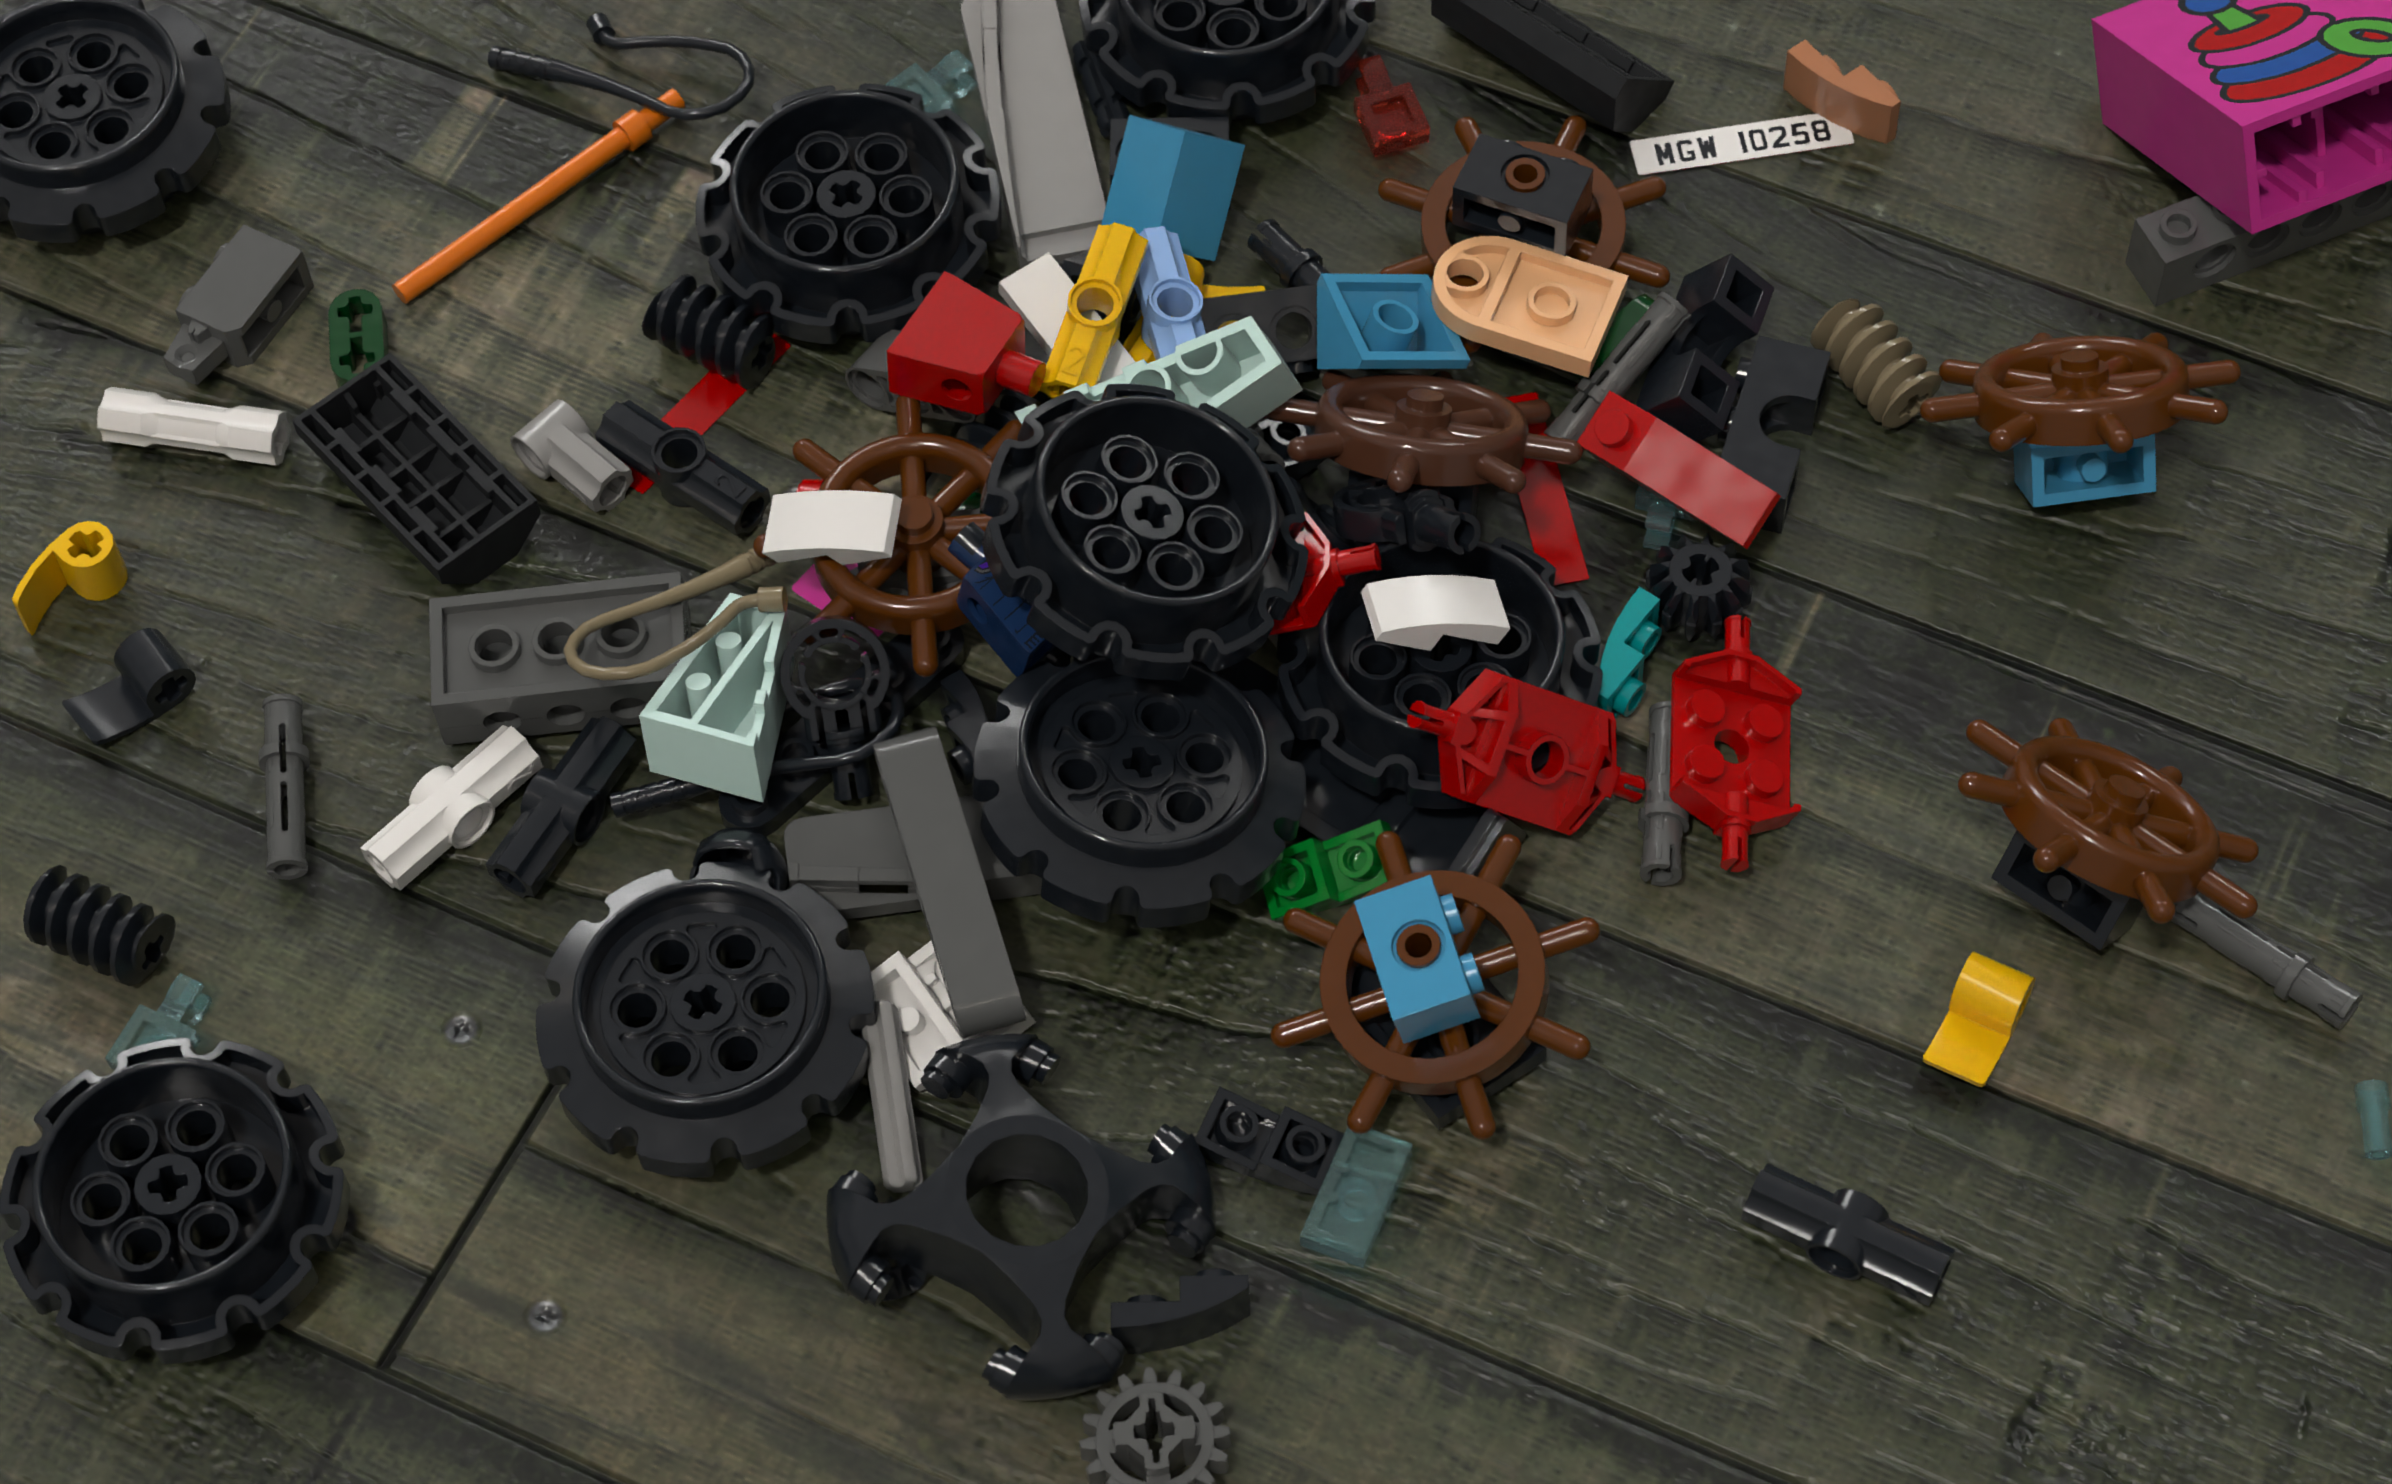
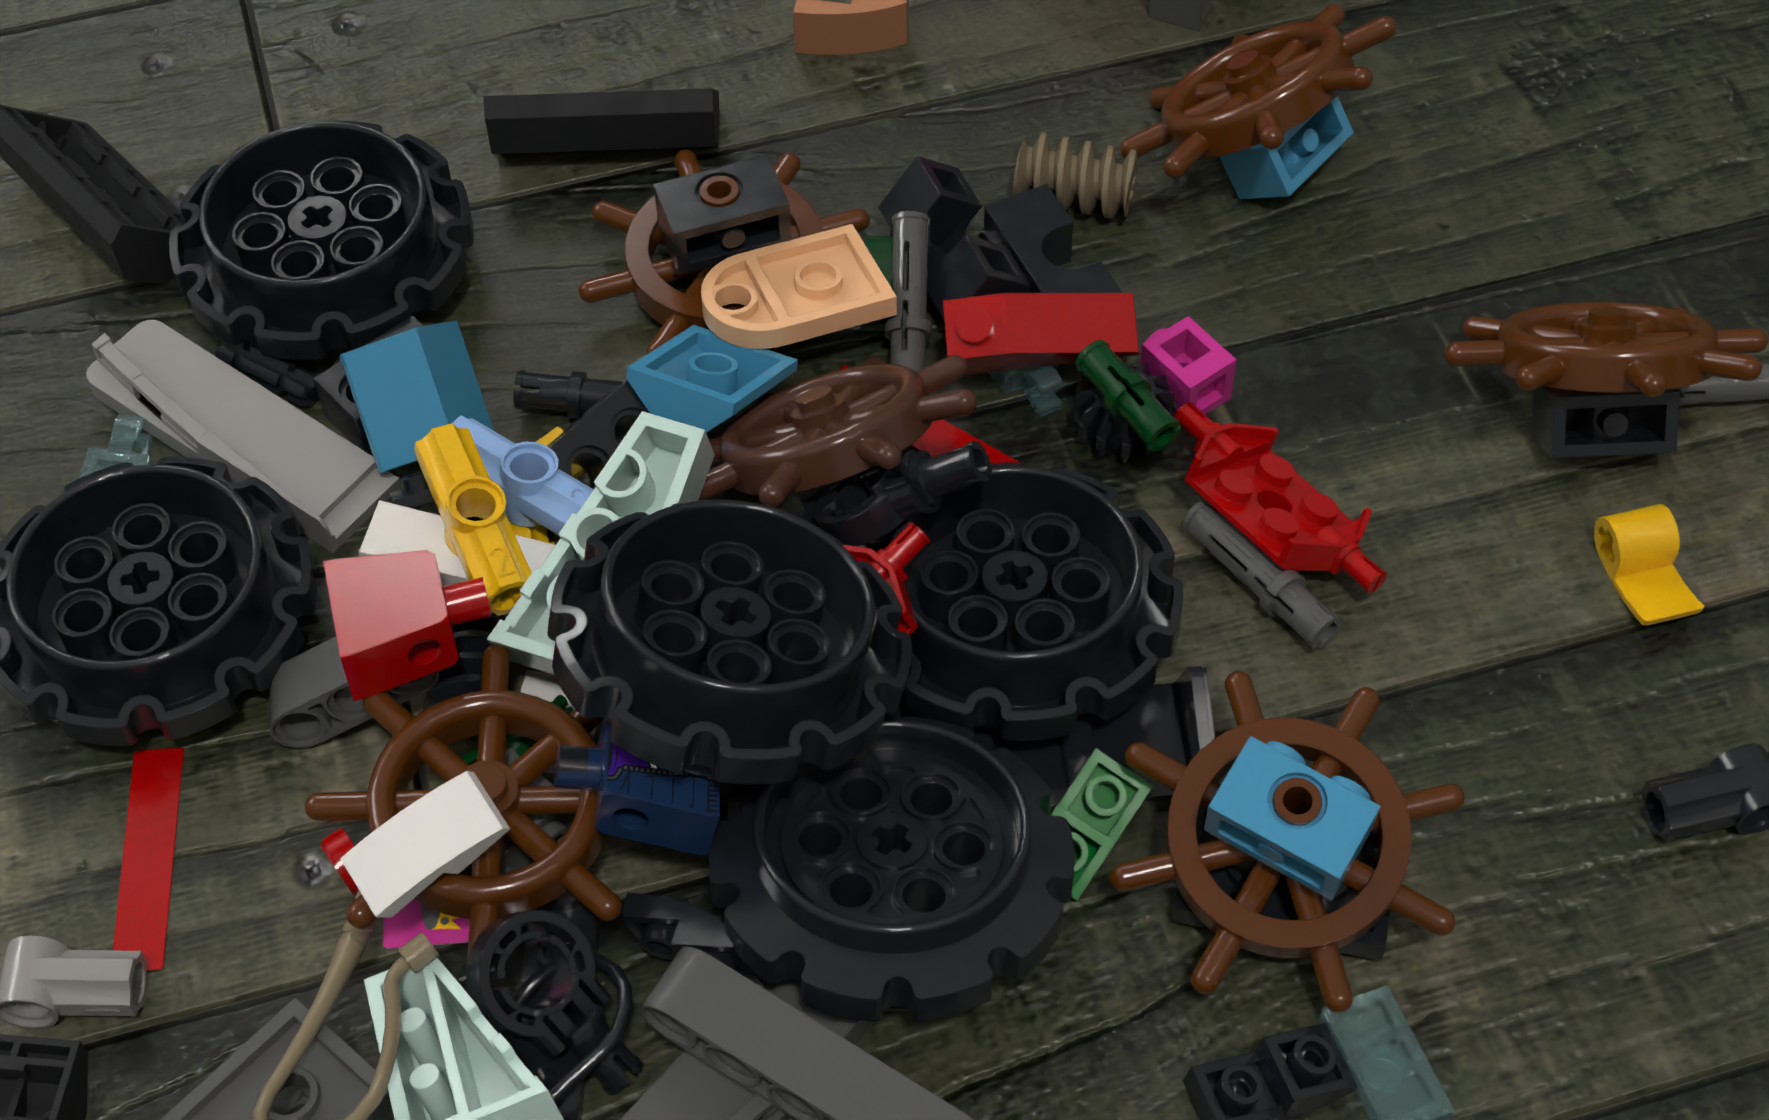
camera: 45 degrees left, 5 degrees down
(660, 451) = (151, 915): black piece -> none
(712, 331) = (106, 781): black piece -> none
(1386, 113) = (524, 243): clear red plate -> none
(1425, 607) = (1000, 542): white slope -> none
(1490, 744) = (1166, 604): red plate -> none
(1623, 658) = (1121, 473): teal slope -> none
(1684, 573) = (1128, 395): none -> dark green pin
(1737, 143) = (804, 105): white sticker -> none
(1785, 592) = (1193, 364): none -> dark pink brick

